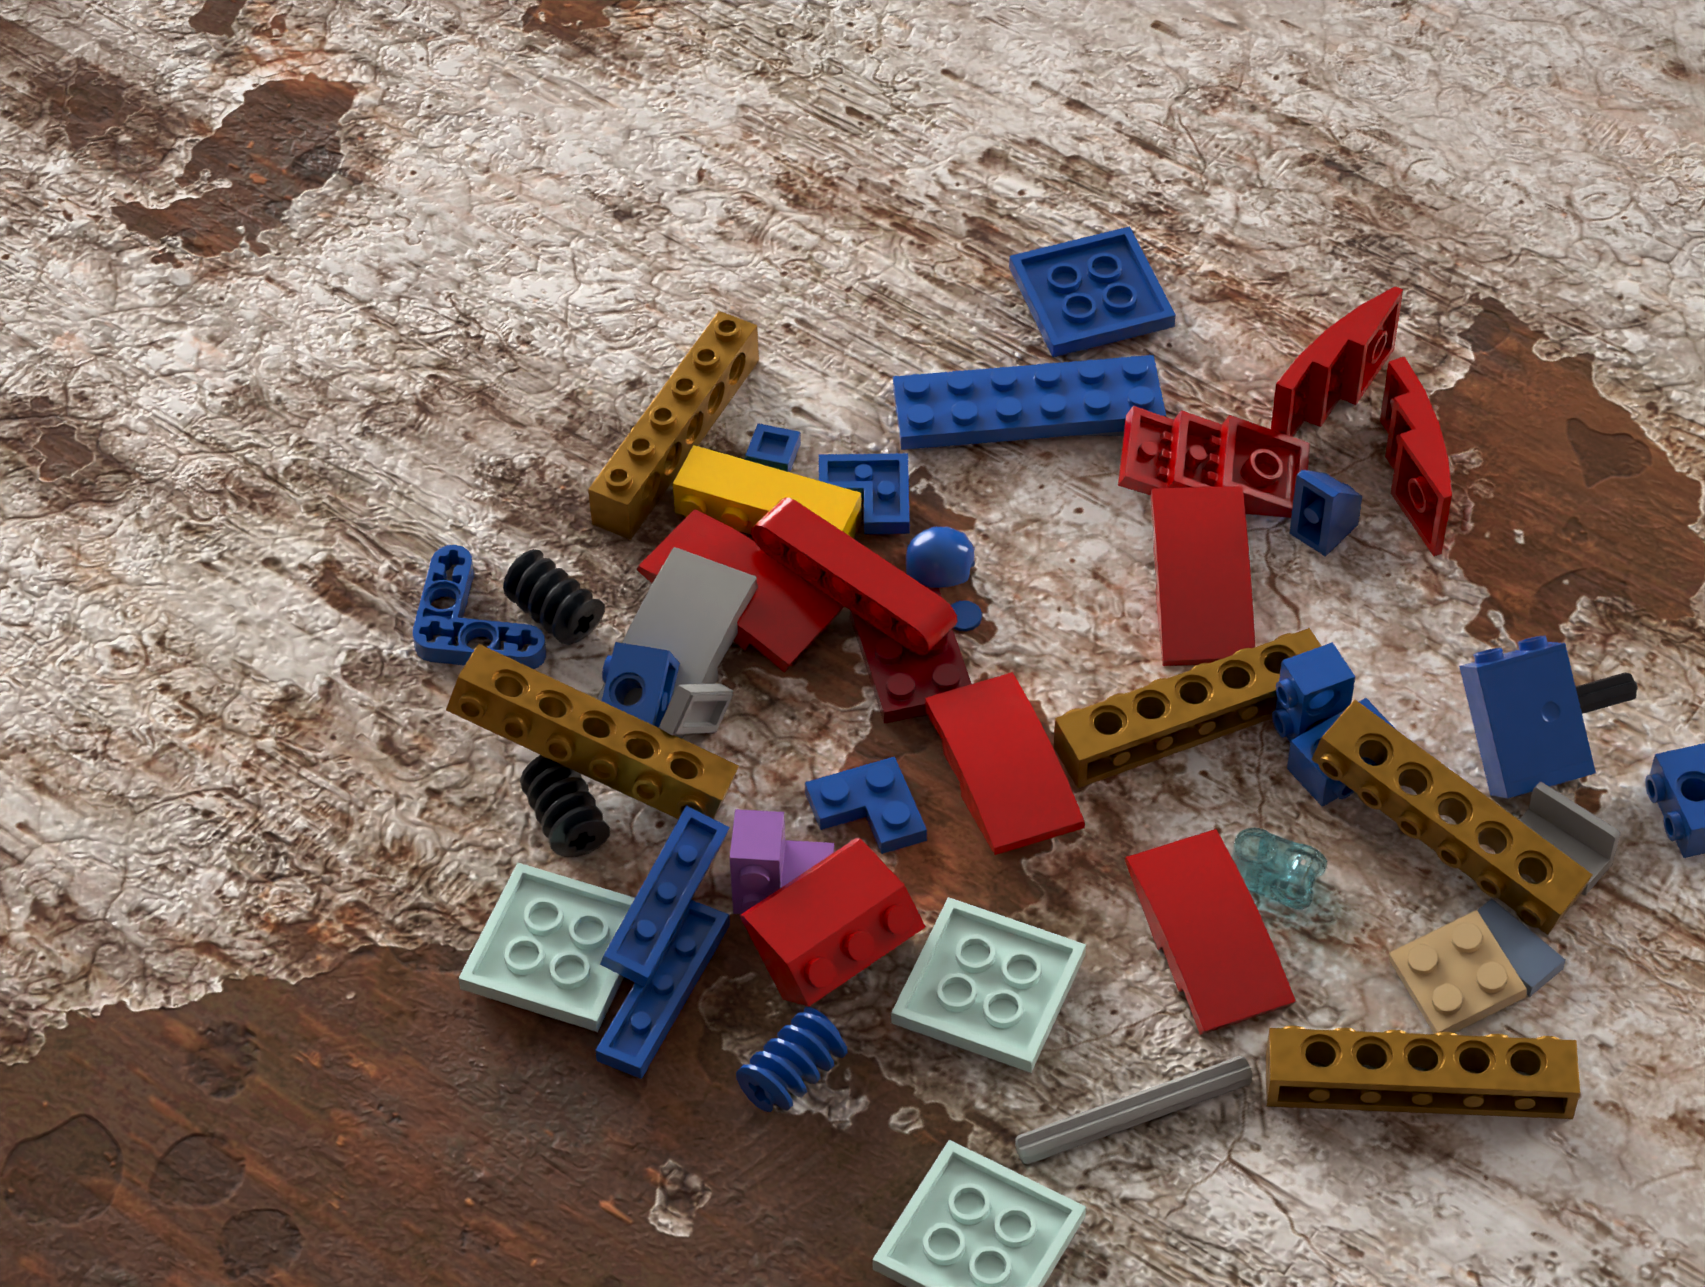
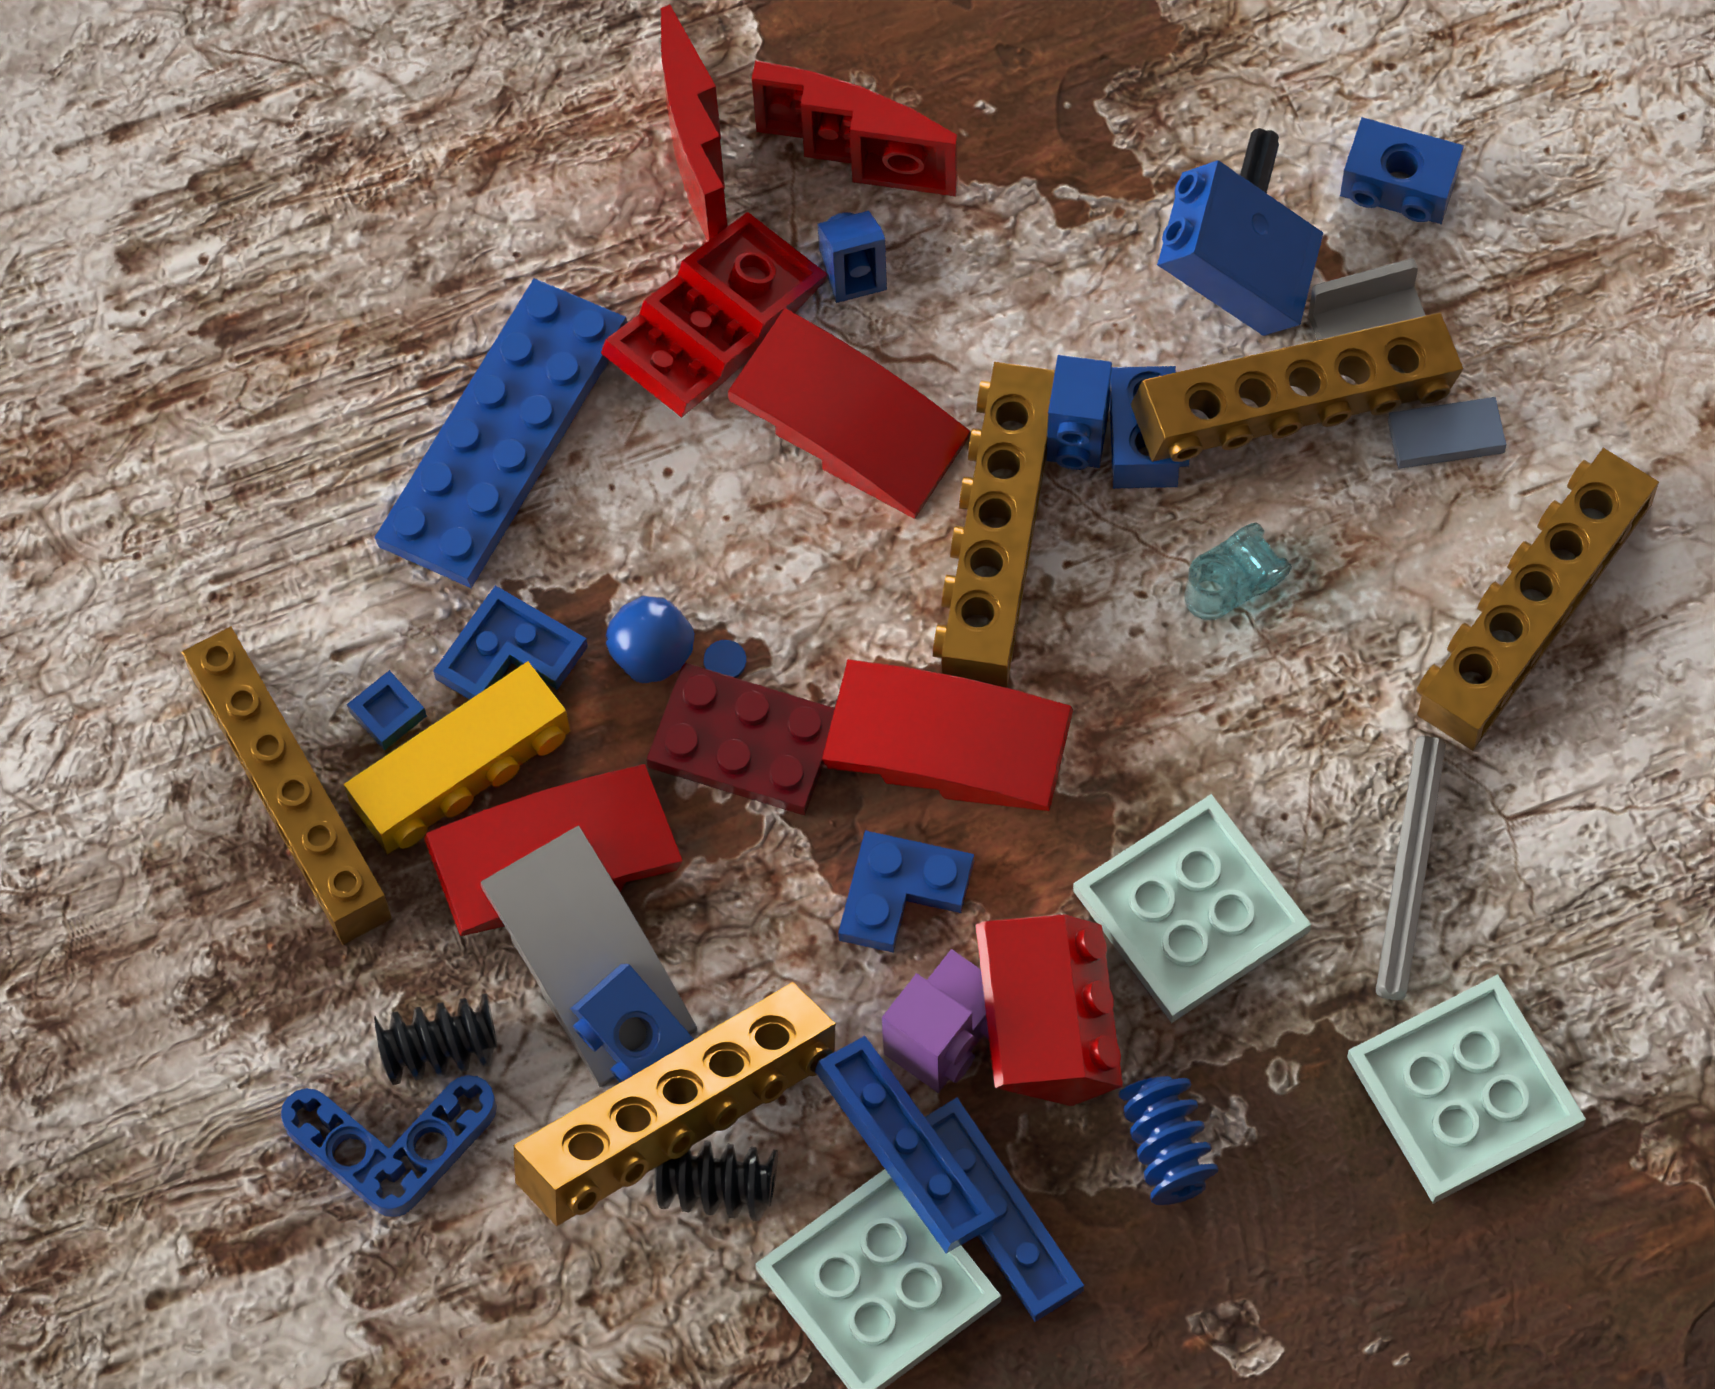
camera: 55 degrees left, 15 degrees up
(696, 709) = (699, 981): light grey tile -> none
(854, 576) = (637, 732): red beam -> none
(1091, 291) = (402, 281): blue plate -> none
(1209, 931) = (1265, 675): red slope -> none
(1457, 974) = (1453, 497): tan plate -> none

